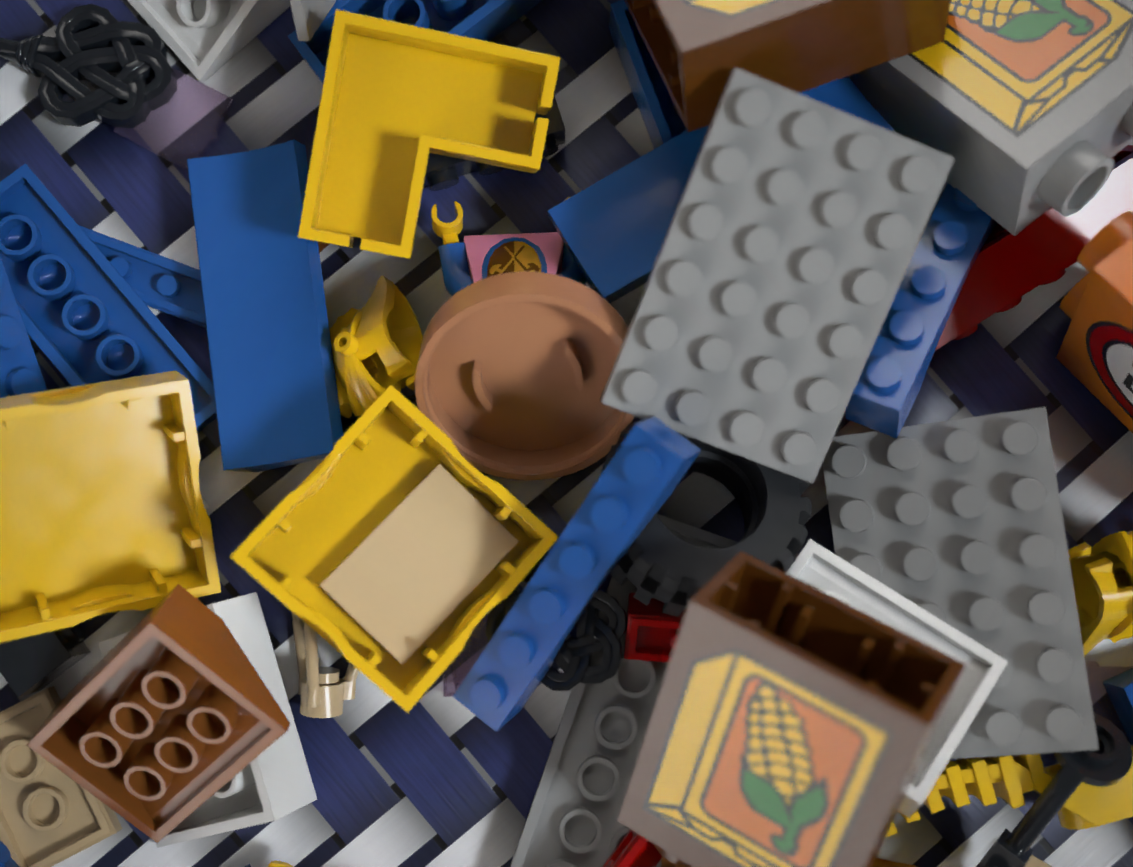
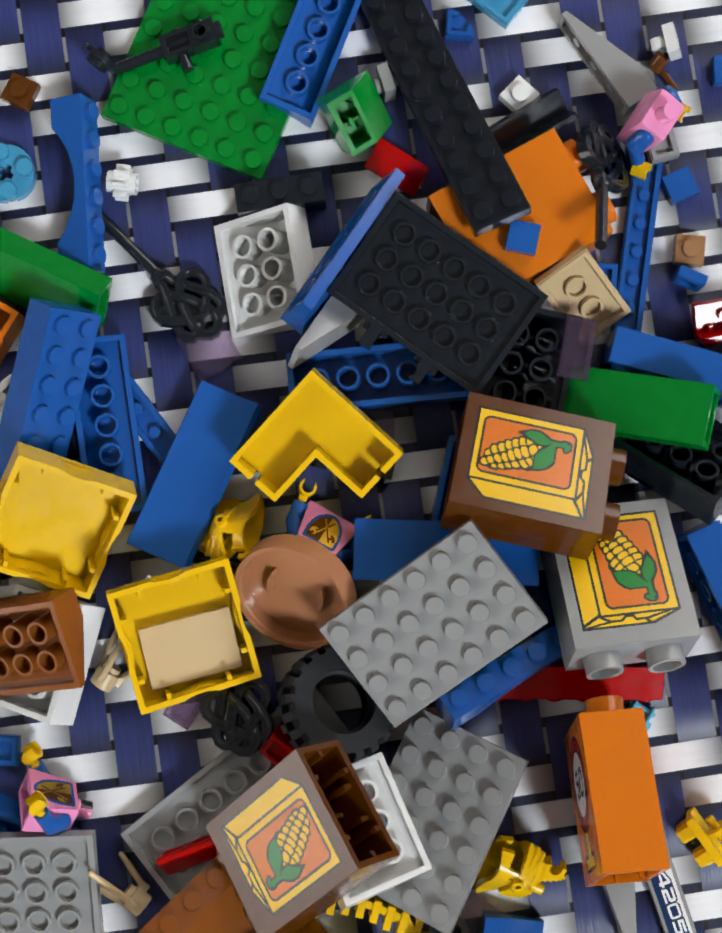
camera: 30 degrees right, 0 degrees up
(578, 564) = (258, 698): blue arch -> none

